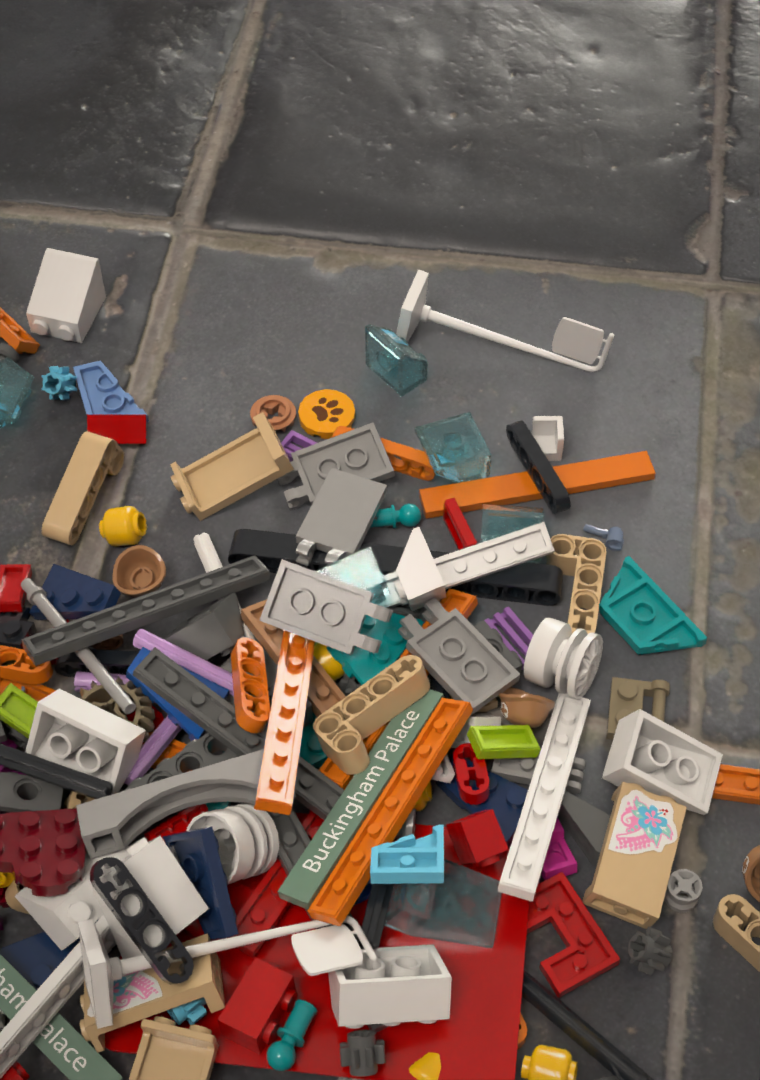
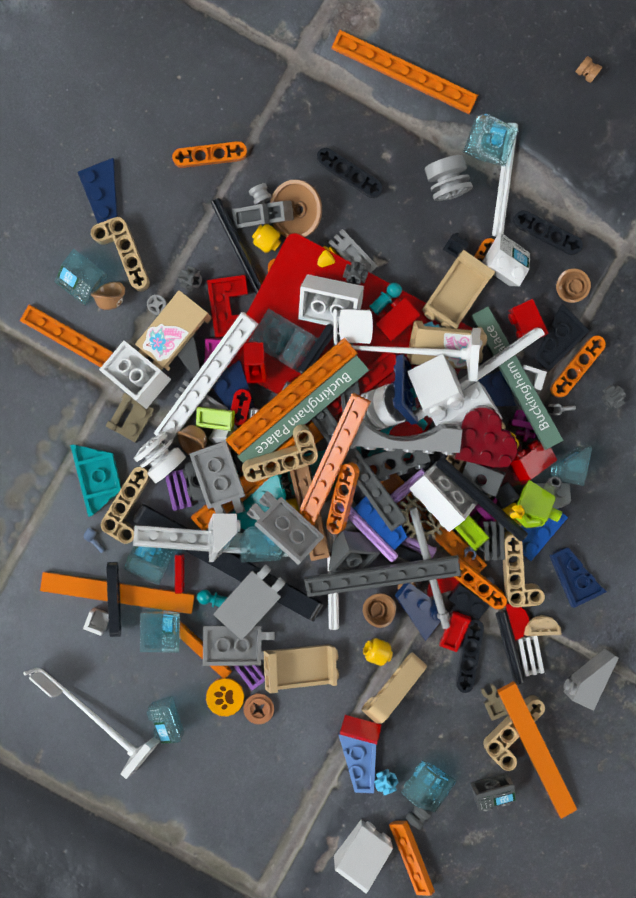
camera: 165 degrees left, 35 degrees up
(137, 924) = (445, 366): black beam -> none
(409, 860) = (296, 355): medium azure wing -> none

